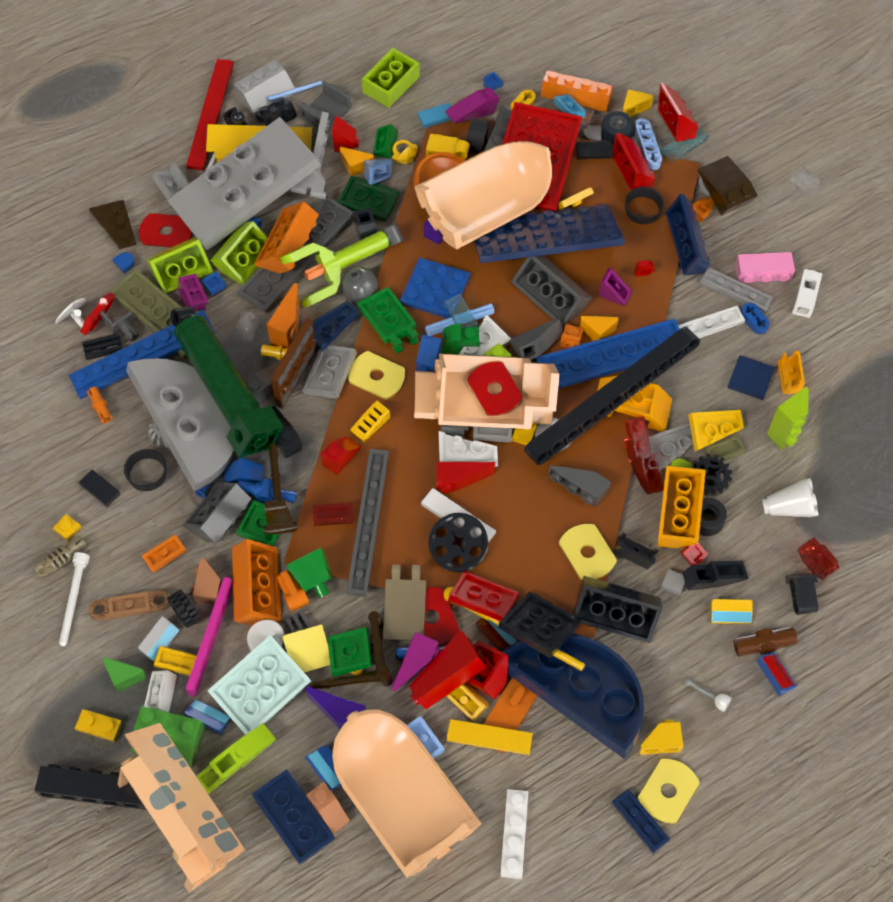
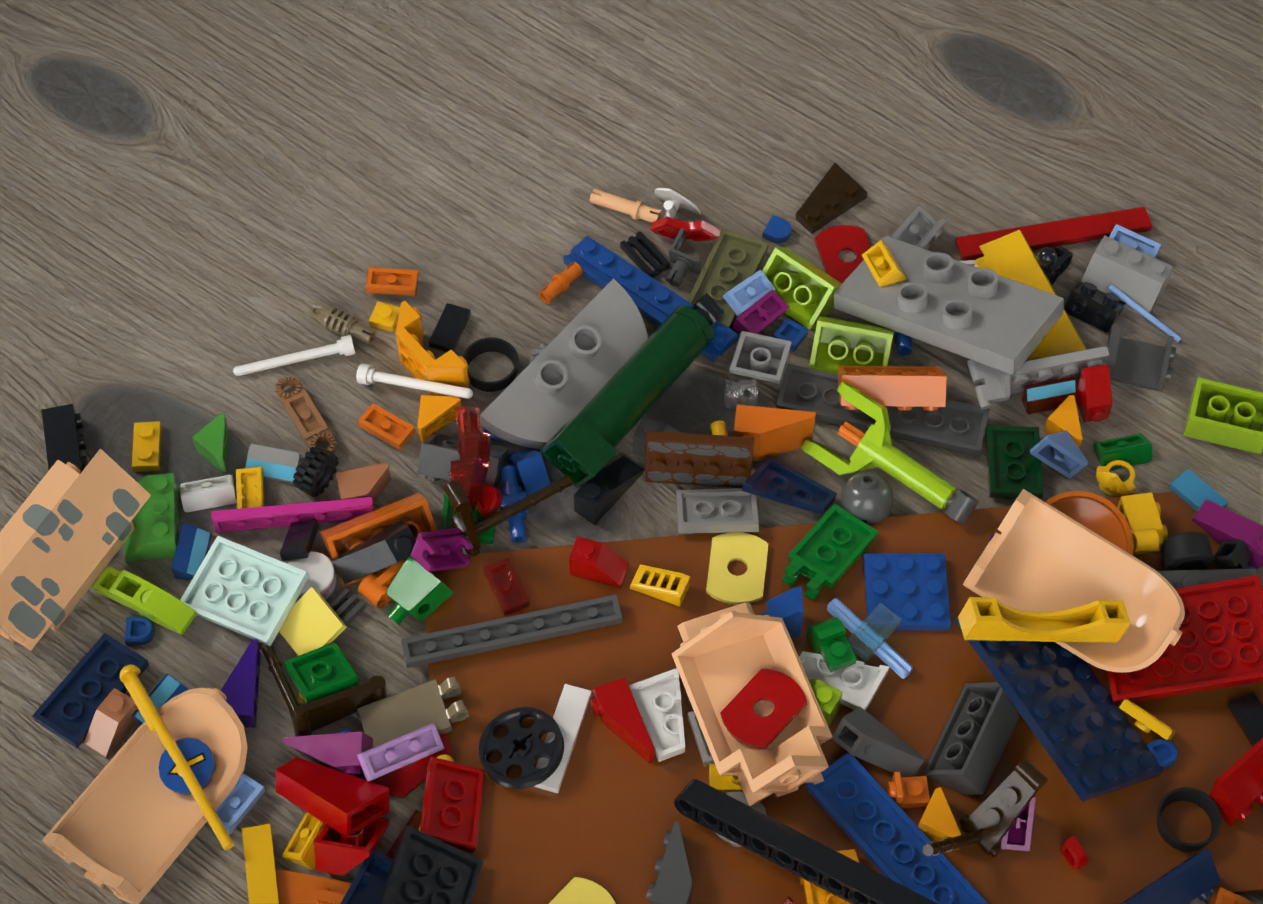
camera: 70 degrees right, 5 degrees down
(40, 512) = (392, 281): none -> orange plate
(62, 338) = (636, 210): none -> light nougat pin
(115, 551) = (368, 374): none -> white piece
(125, 512) = (421, 363): none -> light orange slope
(168, 518) = (436, 413): none -> light orange slope
(172, 292) = (748, 292): none -> light blue plate
(195, 206) = (883, 265): none -> yellow slope
(229, 303) = (761, 357): none -> light grey slope
(234, 637) = (299, 540): none -> black tile
(238, 505) = (473, 452): none -> clear red slope
(241, 73) = (1135, 241): none -> light blue plate
(255, 771) = (138, 631): none -> blue tile
(257, 503) = (489, 500): none -> red tile
(272, 584) = (376, 553): none -> black slope
(292, 544) = (441, 550): none -> magenta hinge
(330, 161) = (1048, 394): none -> slope
(346, 771) = (129, 677): none -> yellow bar
(364, 223) = (964, 469): black slope -> none
(384, 762) = (198, 757): none -> blue tile
(435, 615) = (400, 751): none -> lavender tile
(487, 112) = (1233, 555): none -> pearl dark grey piece
(500, 231) = (993, 621): none -> yellow arch
(595, 199) = (1165, 752): none -> blue tile
(611, 291) = (996, 814): none -> dark brown piece

